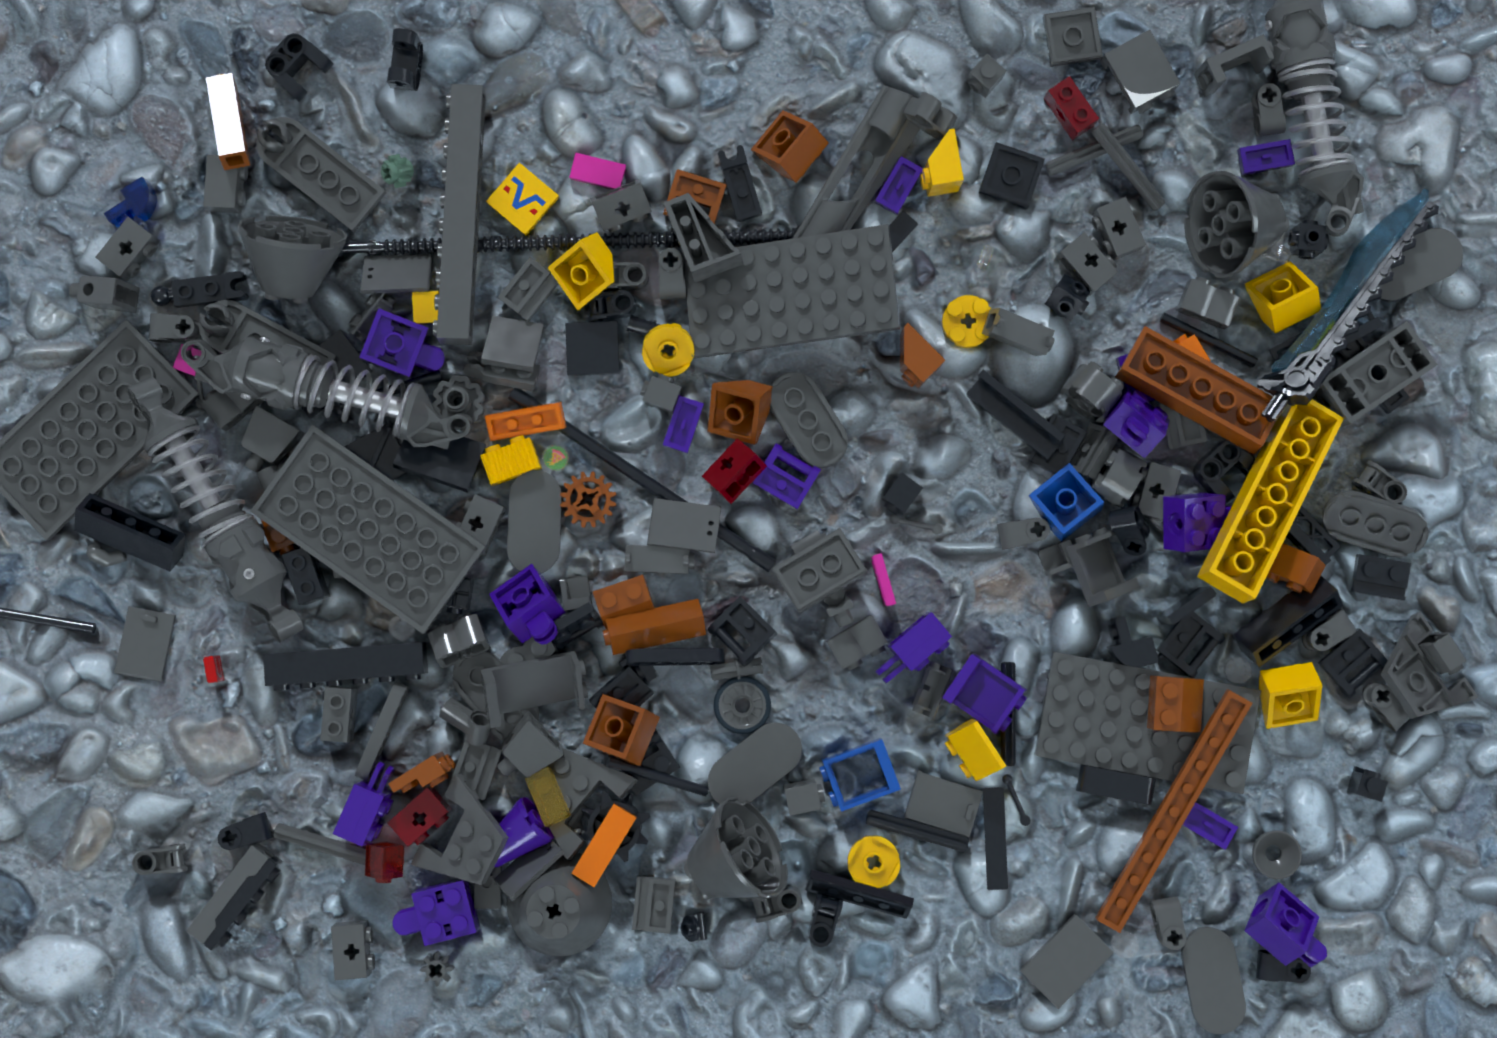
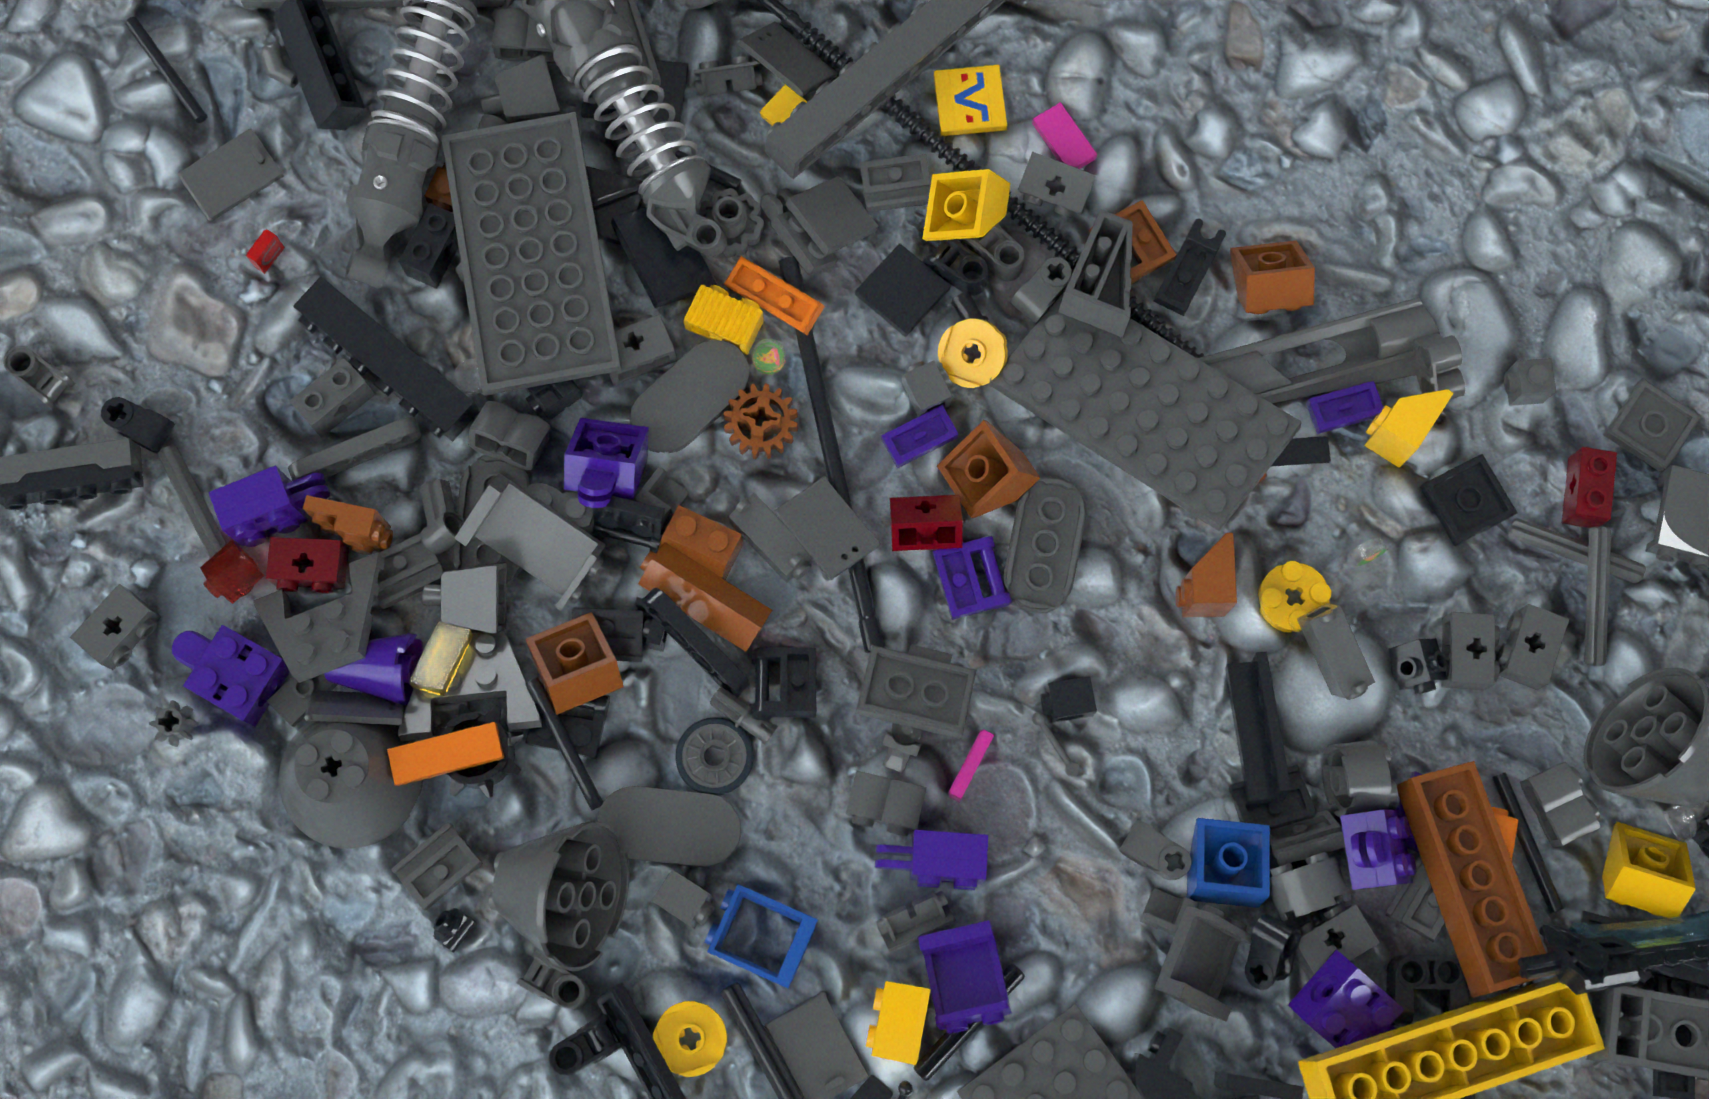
camera: 45 degrees right, 10 degrees down
(400, 345) = (722, 122): dark purple brick -> none

